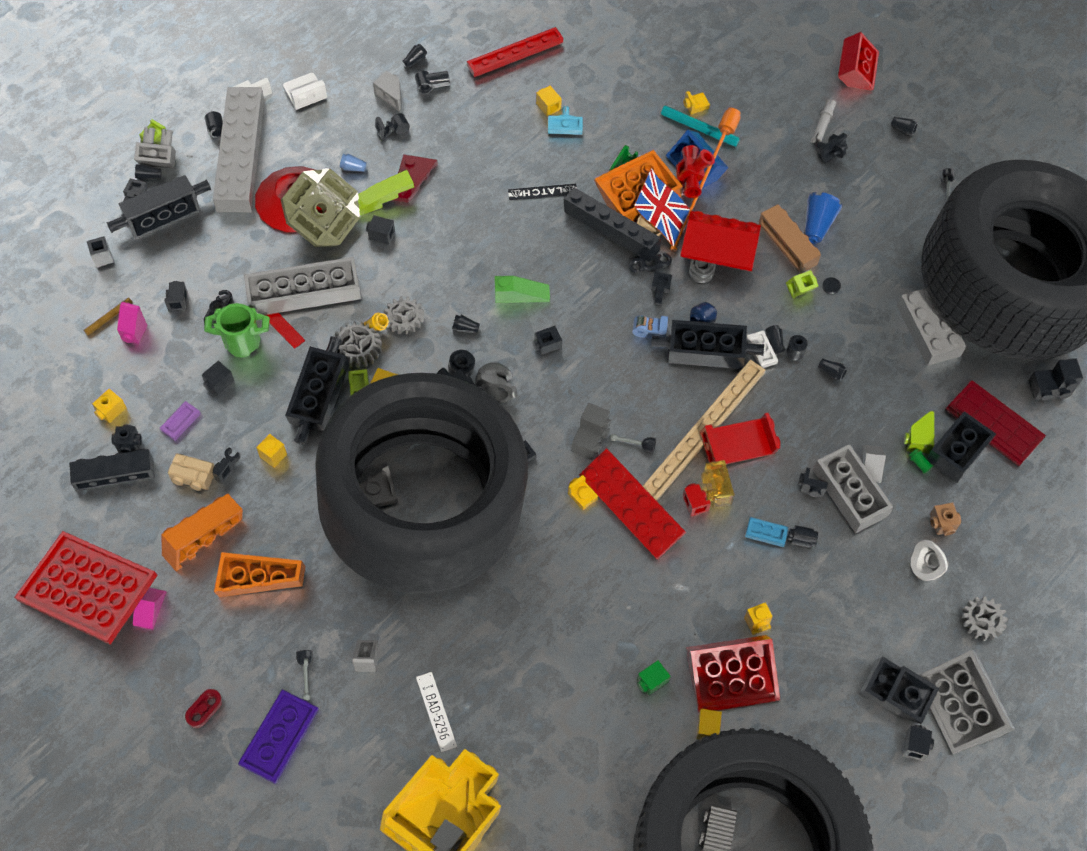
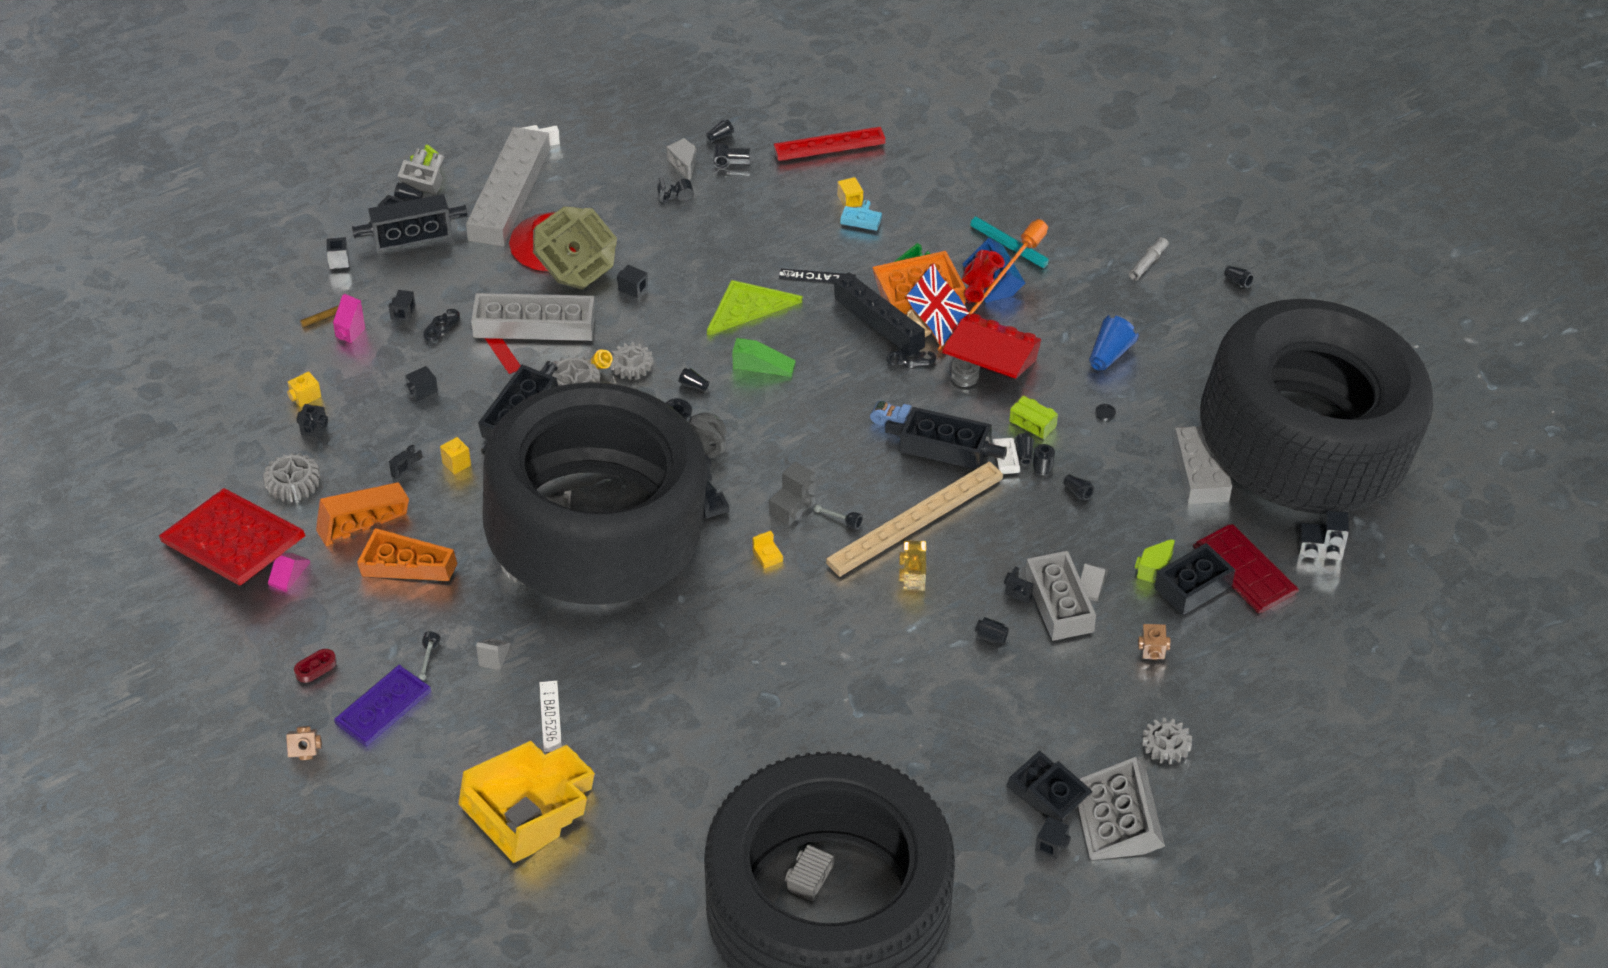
camera: 15 degrees right, 15 degrees down
(111, 470) = (273, 442): black brick -> none
(113, 503) = (291, 477): none -> light grey gear
(180, 420) = (371, 416): medium lavender tile -> none
(191, 472) = (368, 460): tan brick -> none
(214, 123) = (488, 159): black brick -> none
(217, 800) = (297, 748): none -> brick
(237, 328) = (454, 339): bright green container -> none
(305, 90) = (594, 145): white bracket -> none
(352, 163) = (621, 217): medium blue cone -> none
(384, 191) = (645, 246): lime slope -> none
(418, 170) = (679, 239): dark red wing -> none
(489, 232) = (748, 302): none -> lime tile
(547, 340) = (775, 407): black brick -> none
(632, 504) = (817, 568): red plate -> none
(653, 678) = (786, 726): green brick -> none
(661, 284) = (915, 378): black plate -> none
(695, 103) = (1011, 220): yellow bracket -> none
(695, 499) = (886, 577): red brick -> none
(703, 313) = (953, 408): dark blue head -> none
(733, 673) = (877, 732): red slope -> none
(740, 440) = (953, 533): red panel -> none
(758, 618) = (917, 694): yellow brick -> none
(766, 532) = (953, 620): dark azure plate -> none
(774, 305) = (1033, 417): none -> lime brick
(789, 238) = (1071, 359): medium nougat brick -> none
(802, 284) = (1070, 402): lime brick -> none
(835, 147) = (1150, 284): black hips -> none
(858, 62) = (1207, 209): red slope -> none
(919, 459) = (1145, 583): green pin -> none
(928, 561) = (1123, 676): white helmet -> none

